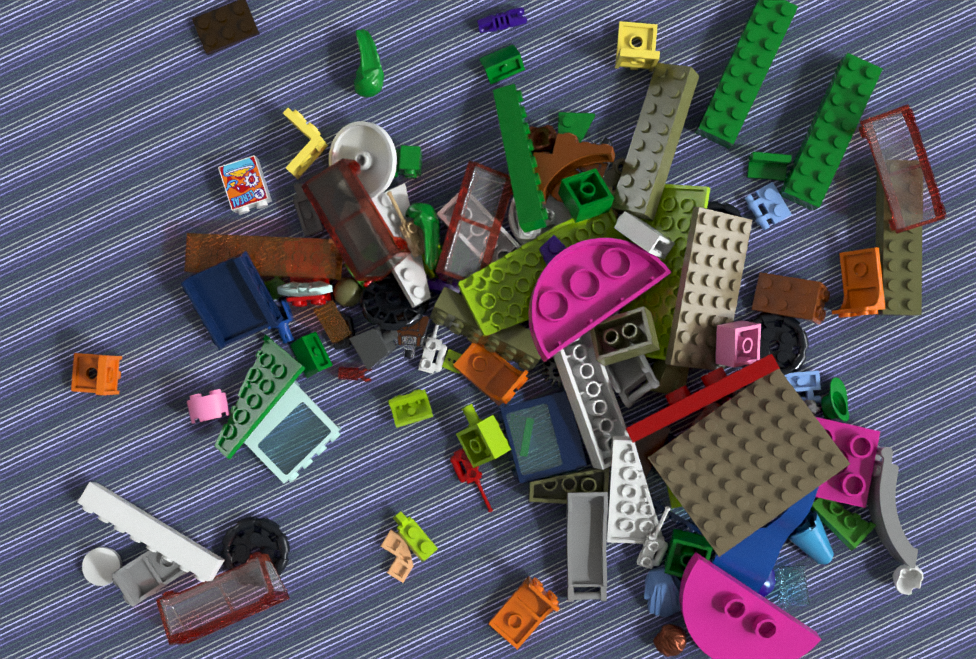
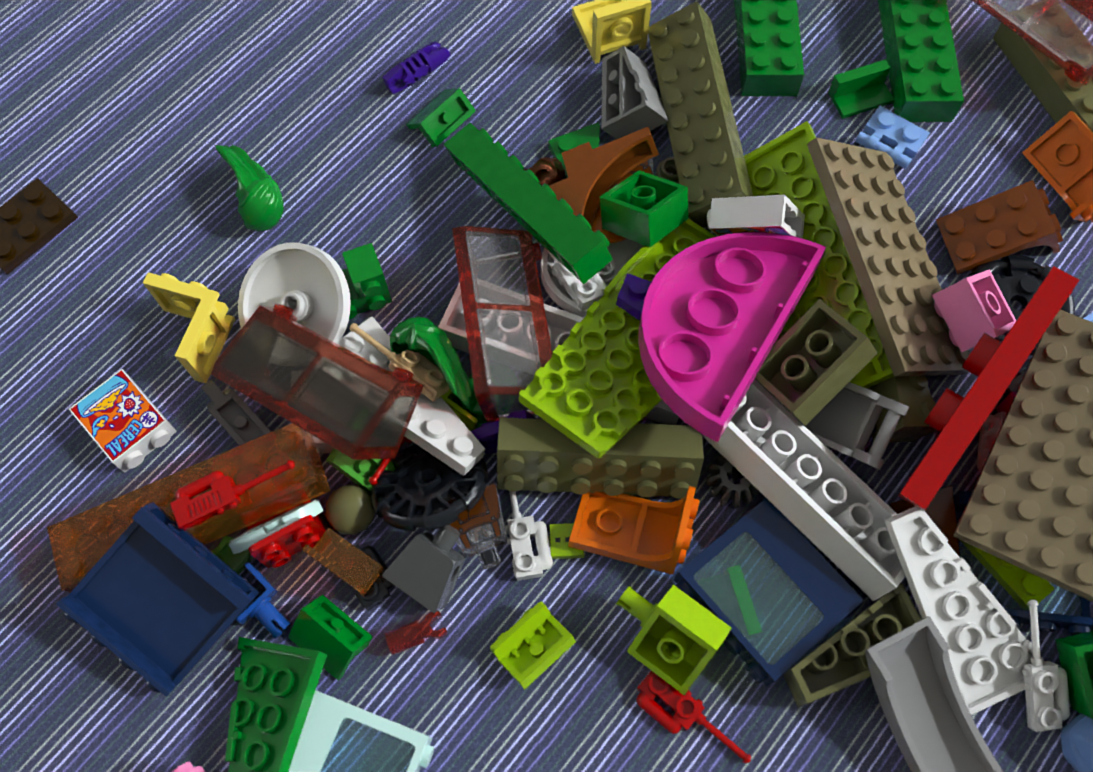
camera: 30 degrees left, 20 degrees down
(283, 265) = (222, 497): none -> red piece
(620, 107) = (628, 95): none -> light grey wedge

